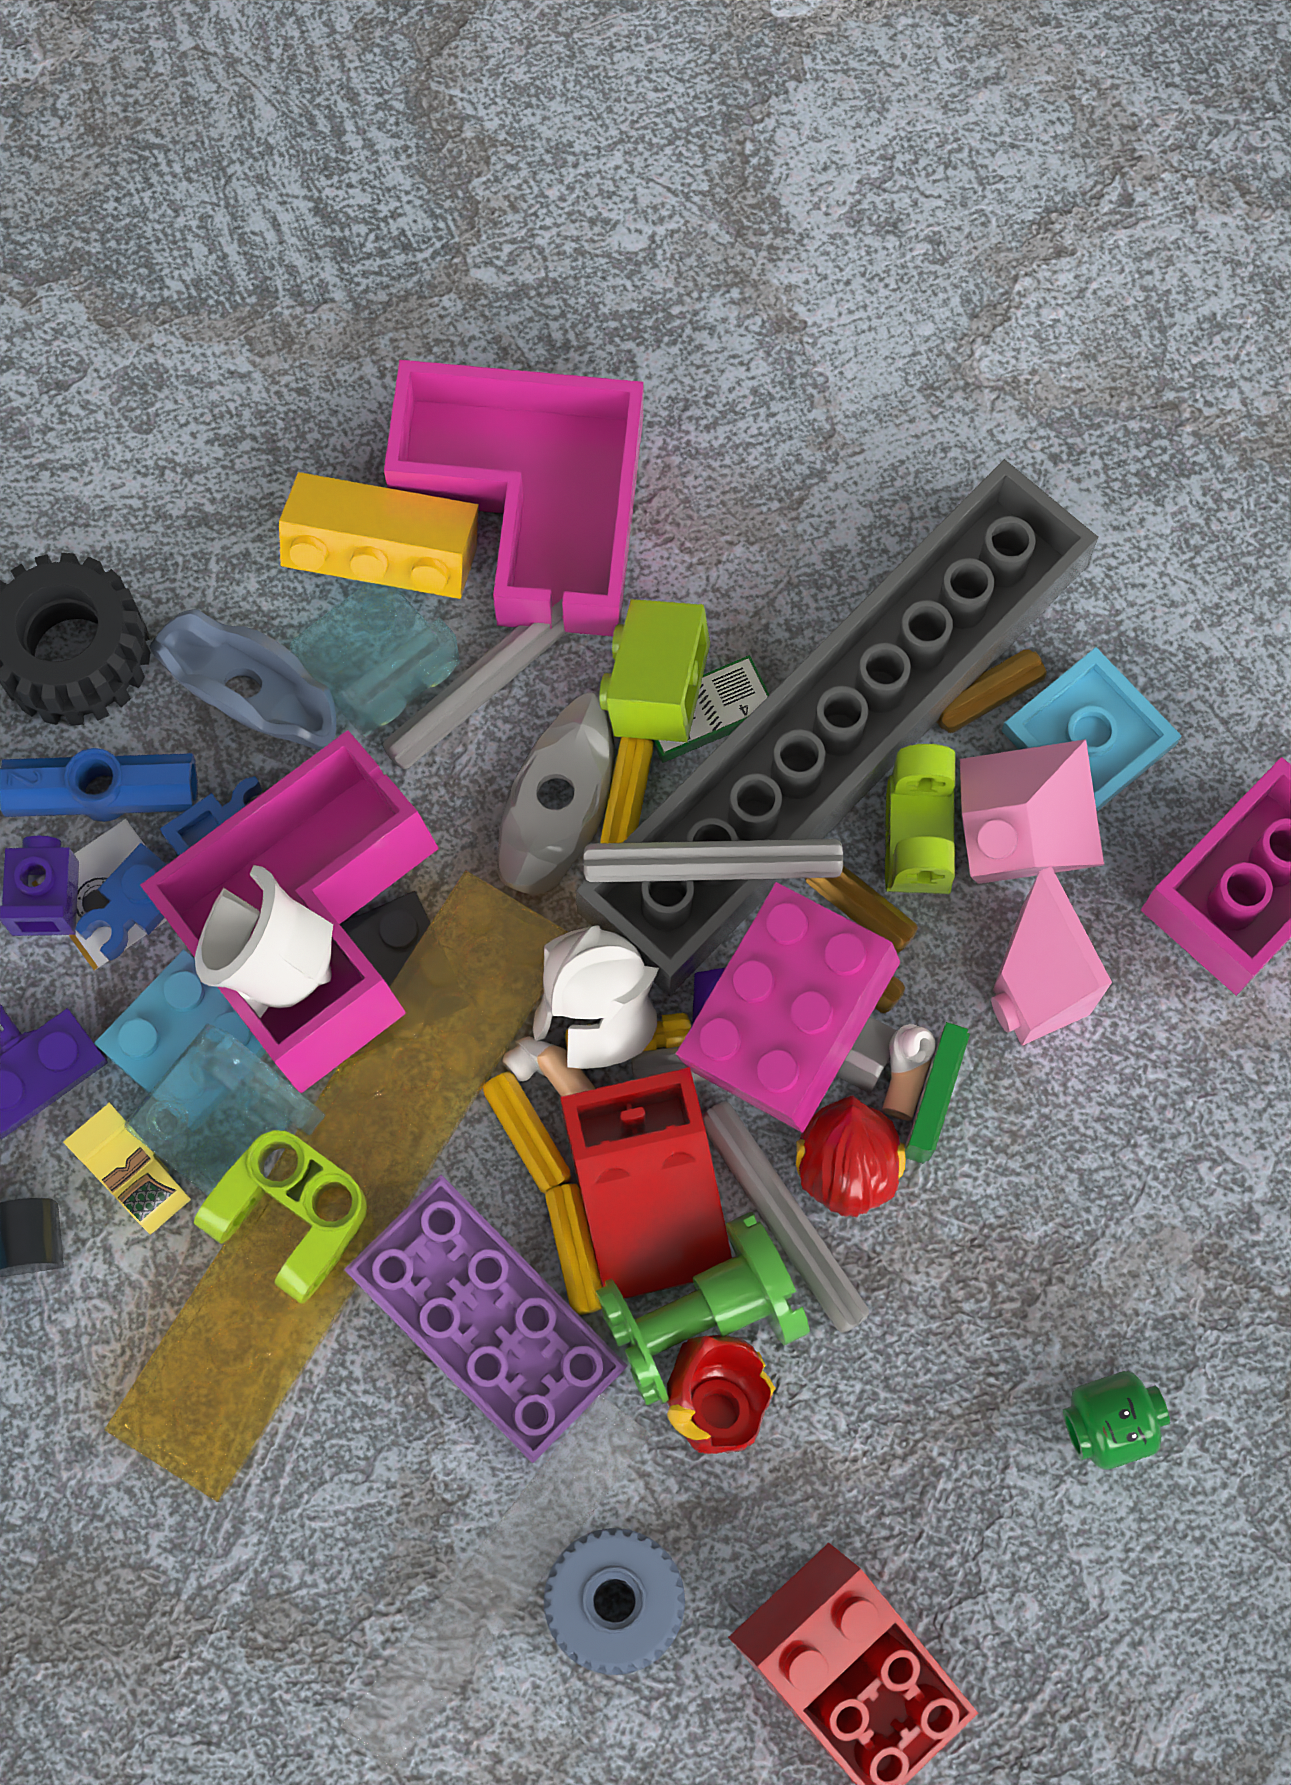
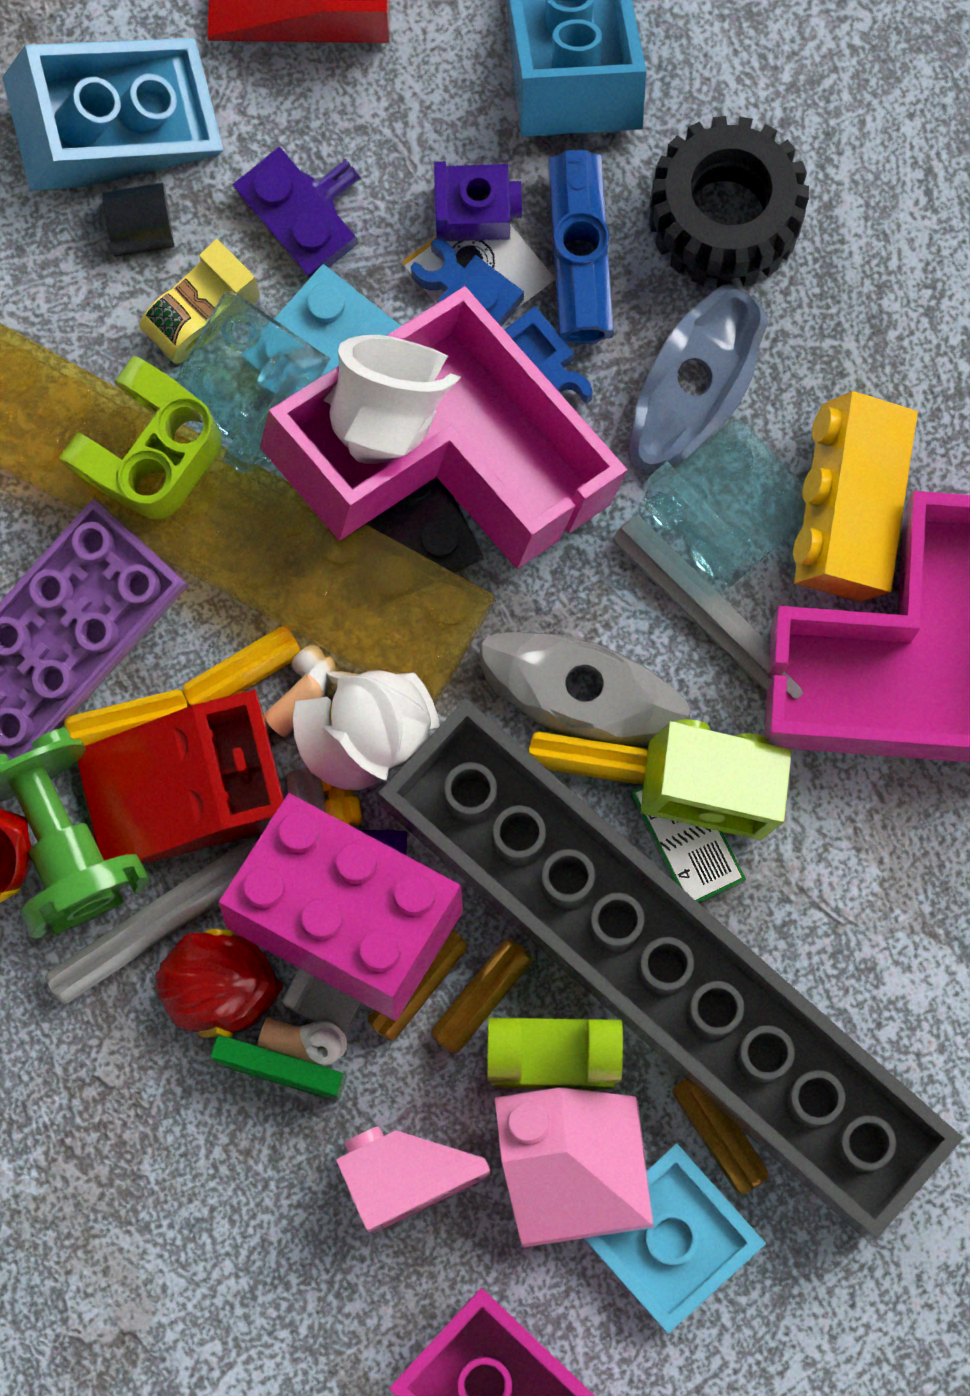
camera: 90 degrees right, 5 degrees up
(713, 860) = (494, 830): light grey axle -> none

